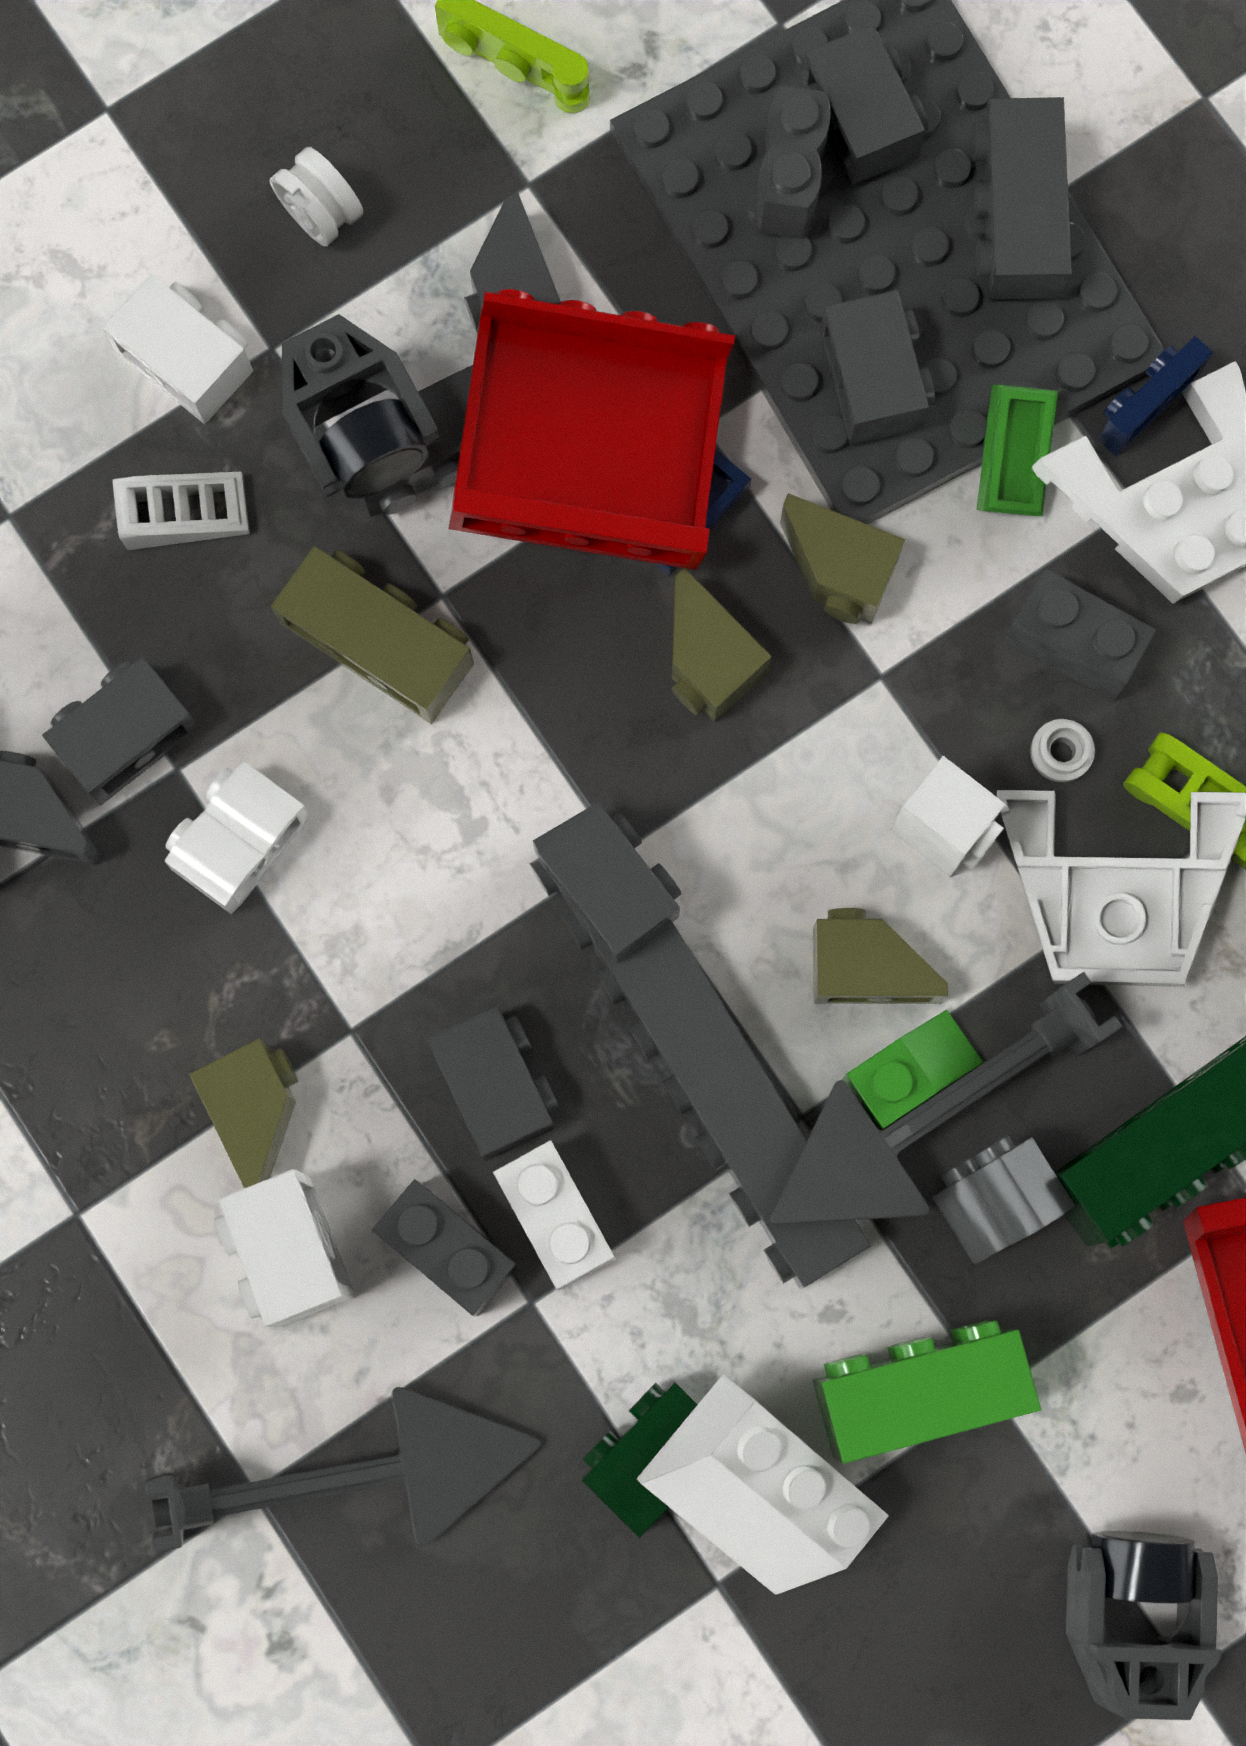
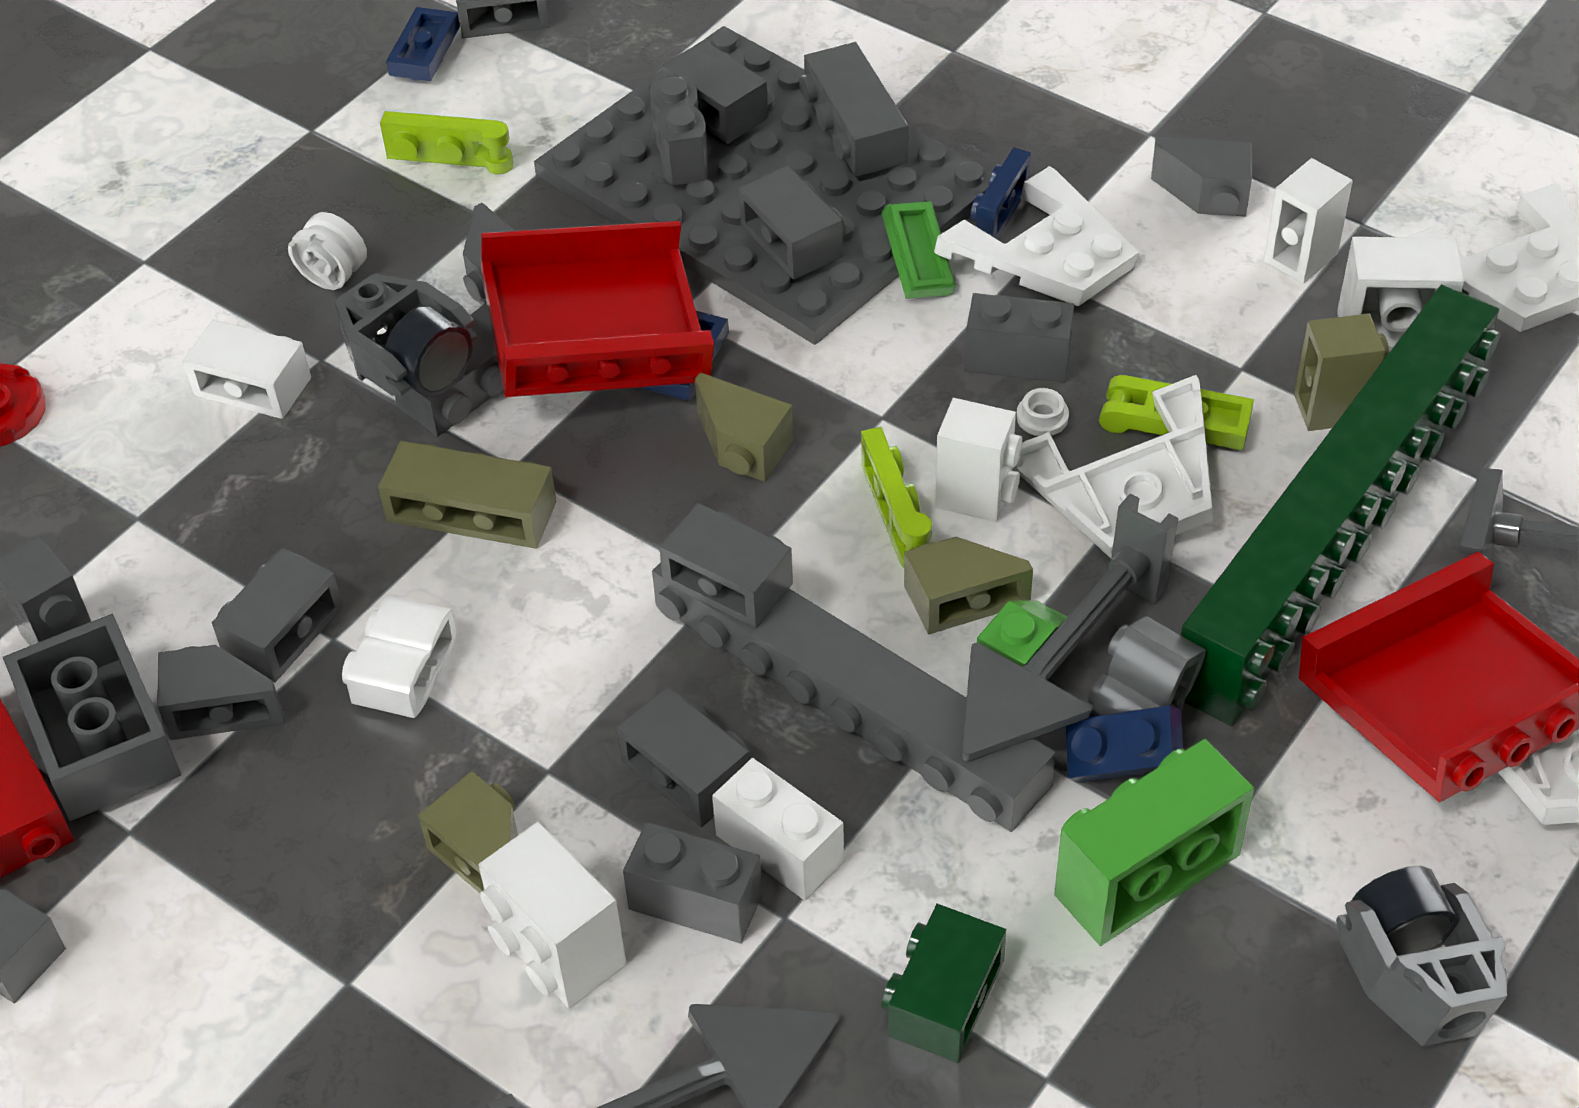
camera: 20 degrees left, 30 degrees down
(155, 488) = (254, 472): white slope -> none
(761, 1492) = (1052, 954): white slope -> none
(840, 558) = (814, 345): olive slope -> none
(844, 823) = (894, 499): none -> lime plate
(952, 1261) = (1122, 743): none -> dark blue plate

